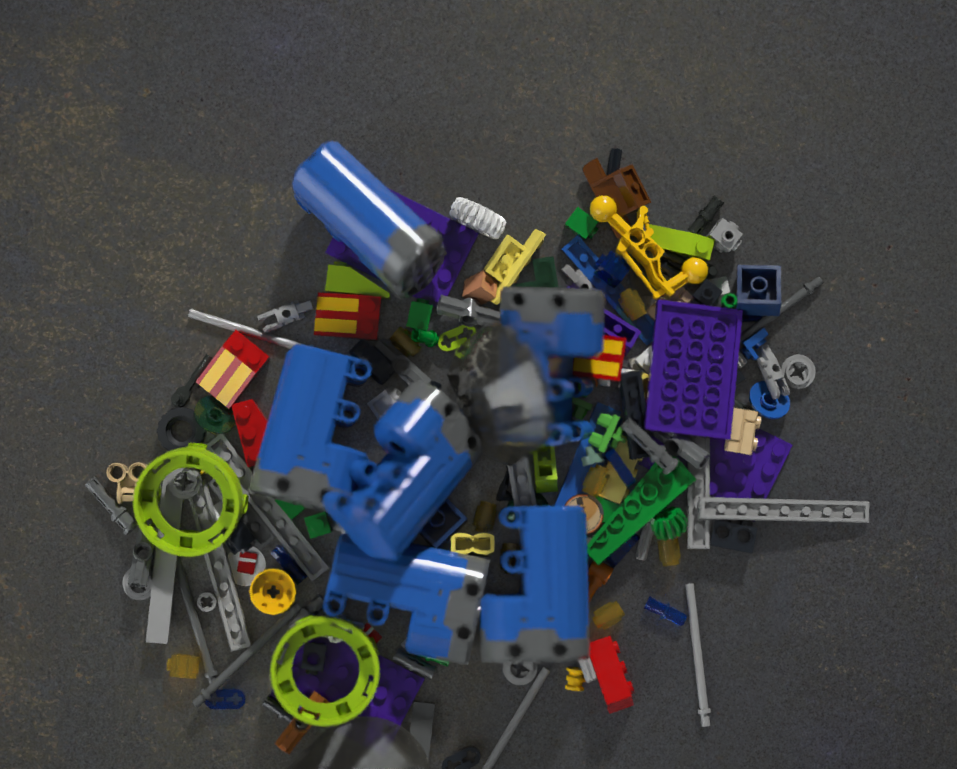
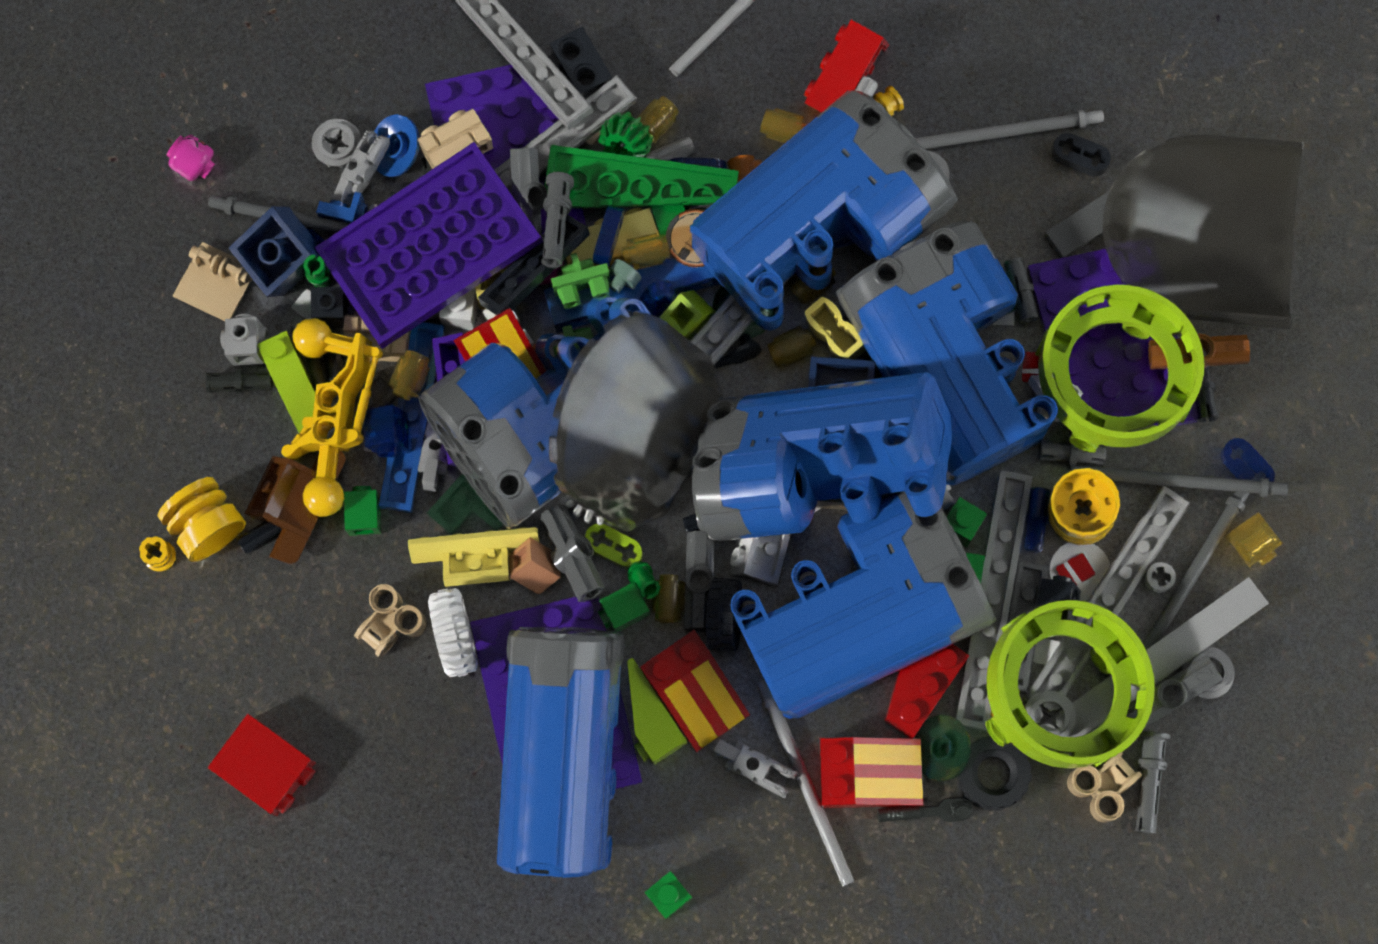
camera: 130 degrees left, 10 degrees down
(257, 218) = (668, 895): none -> green brick
(321, 650) = (1126, 388): black brick -> none
(490, 71) = (262, 766): none -> red brick
(512, 189) = (388, 621): none -> tan piece
(565, 463) = (658, 297): none -> clear blue beam
(643, 108) = (157, 564): none -> yellow bush
(644, 138) = (201, 519): none -> yellow wheel
(665, 611) = (726, 72): clear blue axle -> none
(773, 245) = (213, 282): none -> tan hinge
(852, 287) = (190, 157): none -> dark pink head

